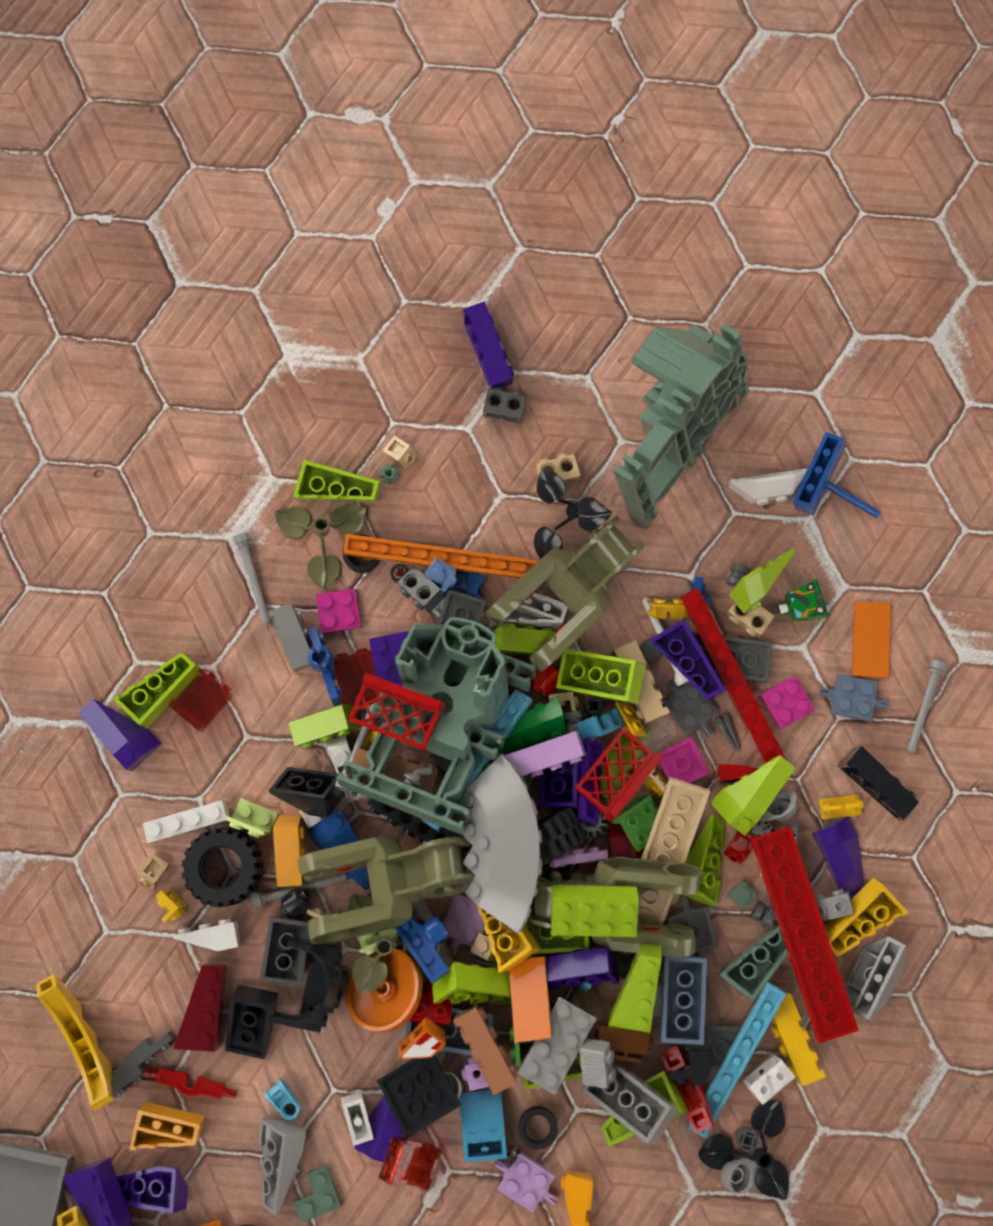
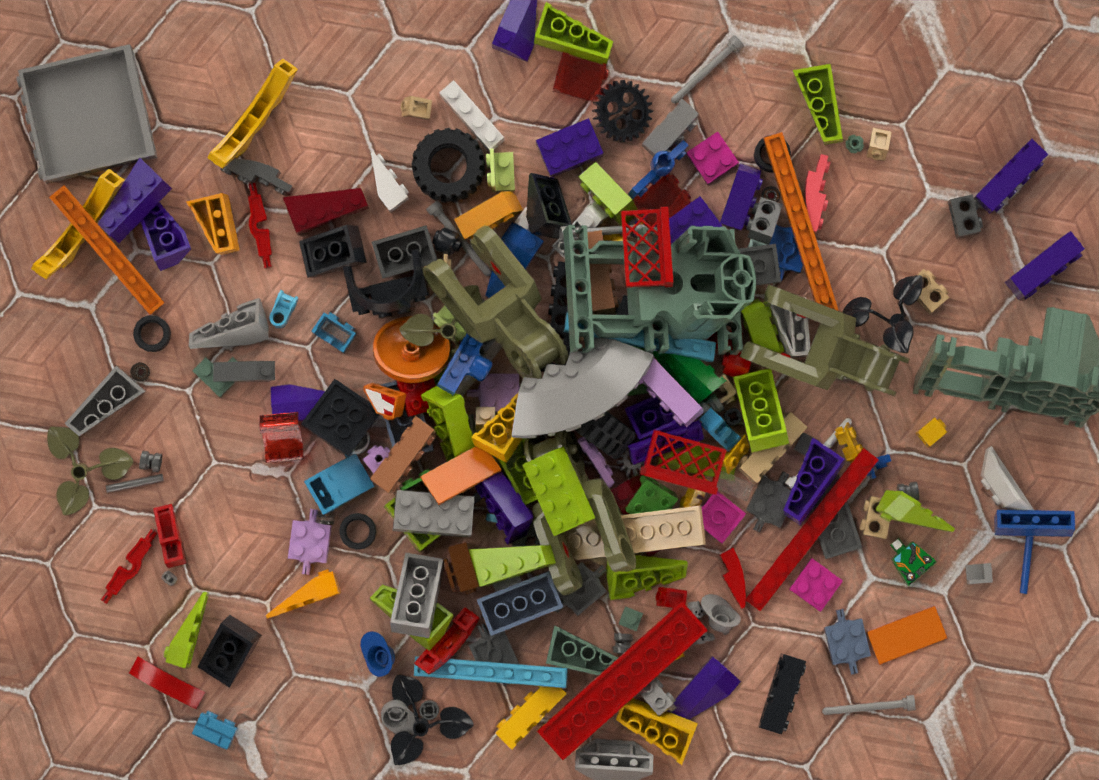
camera: 65 degrees right, 5 degrees up
(173, 902) = (400, 136): yellow bracket -> none
(263, 741) = (569, 148): none -> dark purple brick
(271, 674) = (630, 126): none -> black gear
(295, 520) = (771, 81): olive plant -> none
(326, 1171) = (244, 371): none -> dark grey slope
(330, 1058) = (334, 332): none -> dark azure window
(357, 1118) = (296, 376): white slope -> none
(388, 600) = (741, 197): none -> dark purple wedge
(408, 528) = (815, 201): none -> coral slope
(413, 778) = (597, 290): light grey plate -> none
(441, 573) = (786, 232): medium blue bracket -> none
(584, 354) = (1049, 262): none -> dark purple brick
(597, 1063) = (434, 552): light grey brick -> none
(669, 1166) = (377, 654): none -> blue piece
(691, 528) = (932, 431): none -> yellow brick
(700, 1068) = (467, 643): black brick -> none
(727, 729) = (767, 543): dark grey piece -> none
(751, 796) = (717, 586): lime wedge -> none
(773, 1079) = (479, 701): white window -> none
(840, 807) = (746, 670): yellow hinge -> none
(843, 546) = (979, 573): none -> light grey panel

